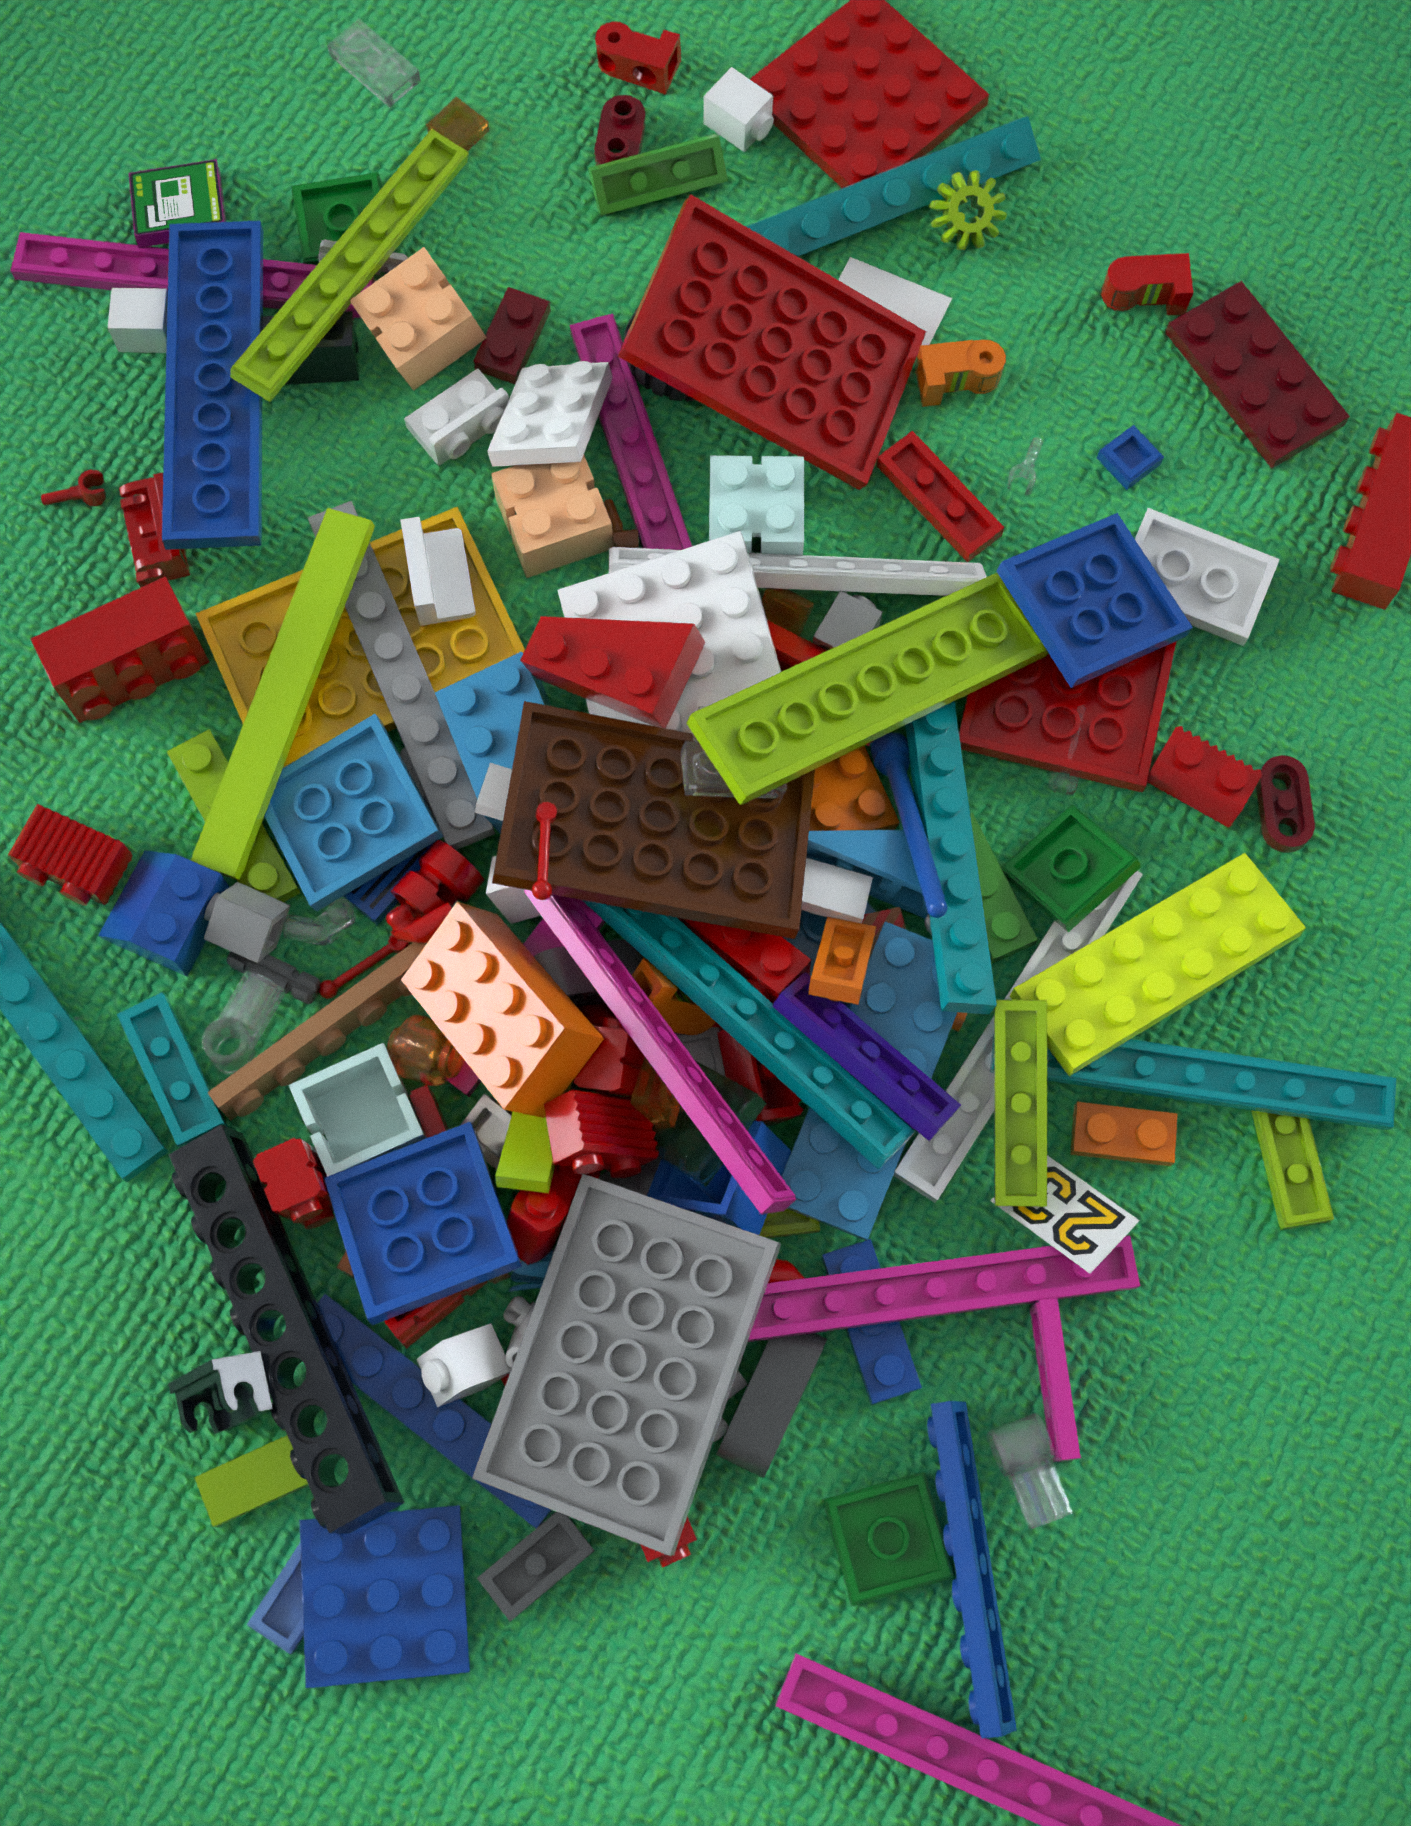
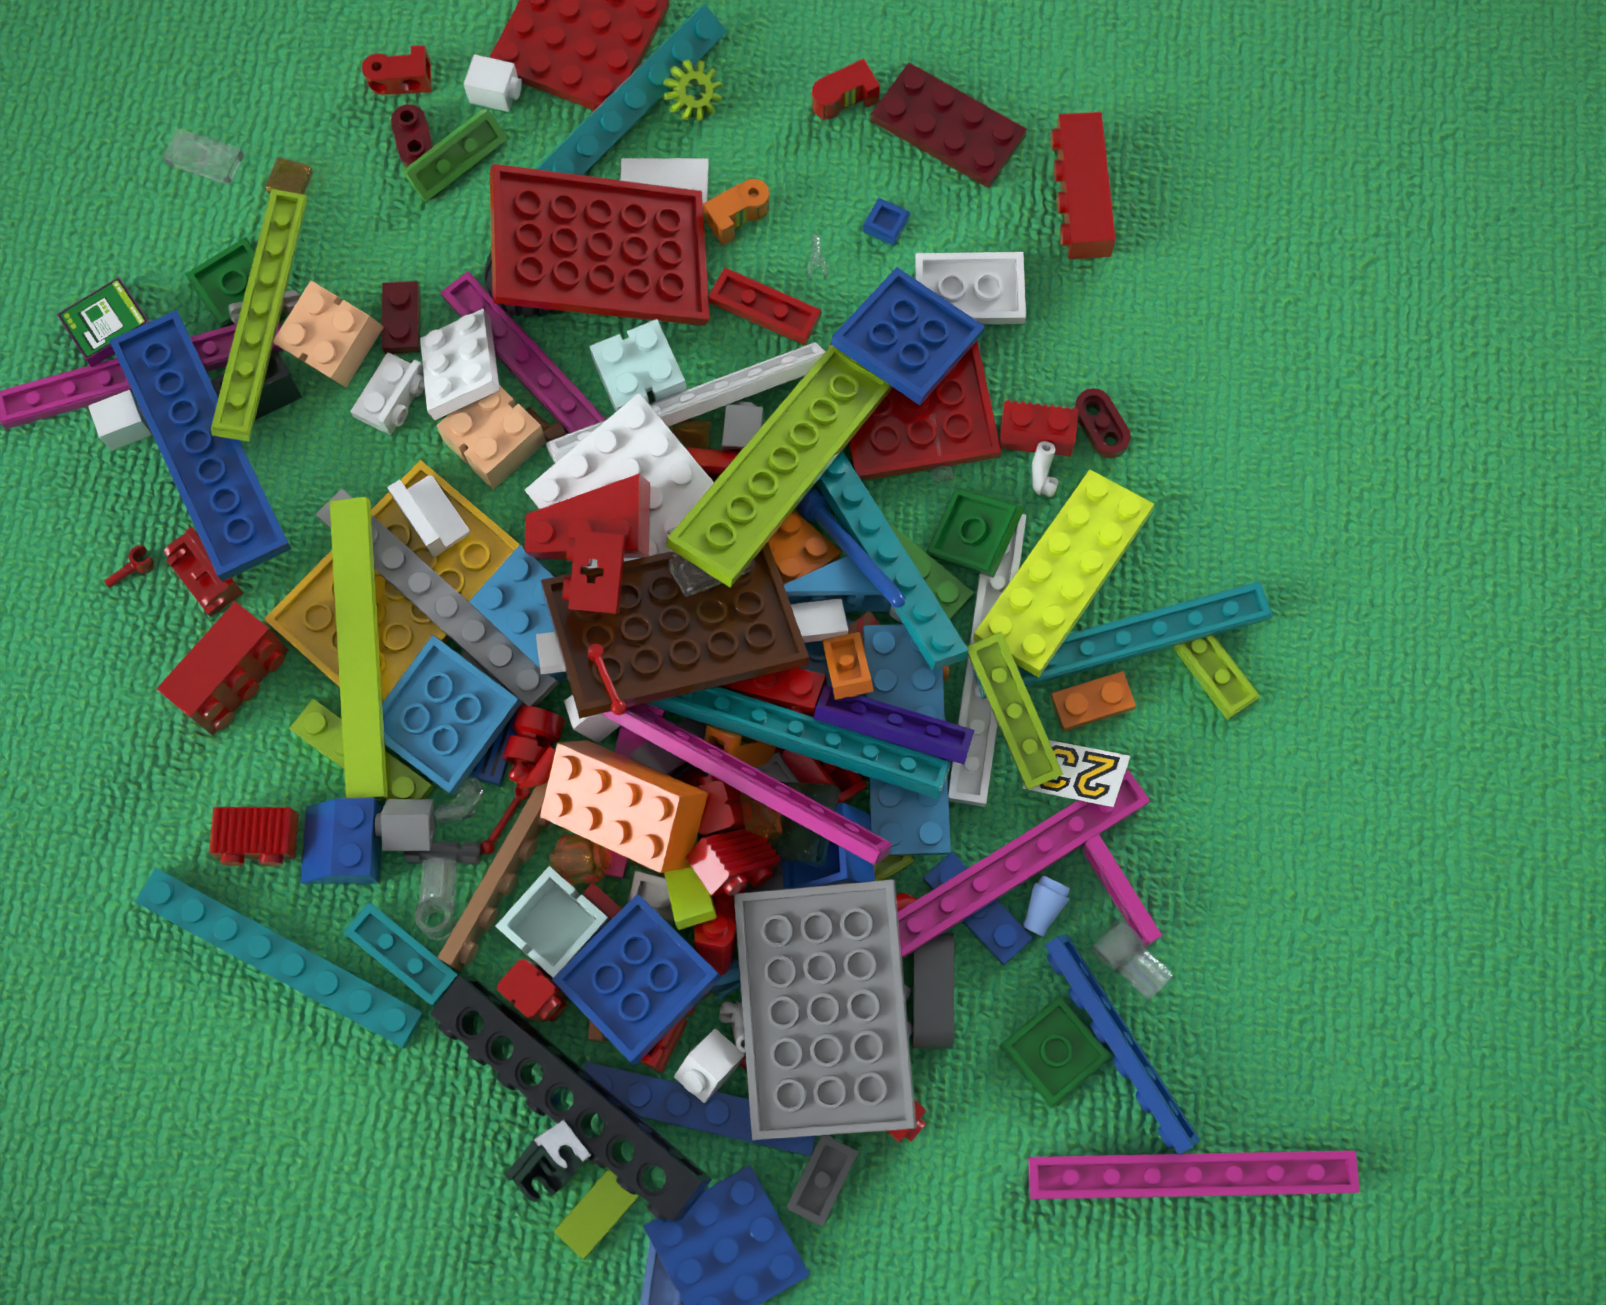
camera: 20 degrees left, 0 degrees up
(591, 745) = (606, 591): none -> red brick
(954, 1354) = (1045, 904): none -> light blue cone
(1186, 824) = (1040, 468): none -> white arm

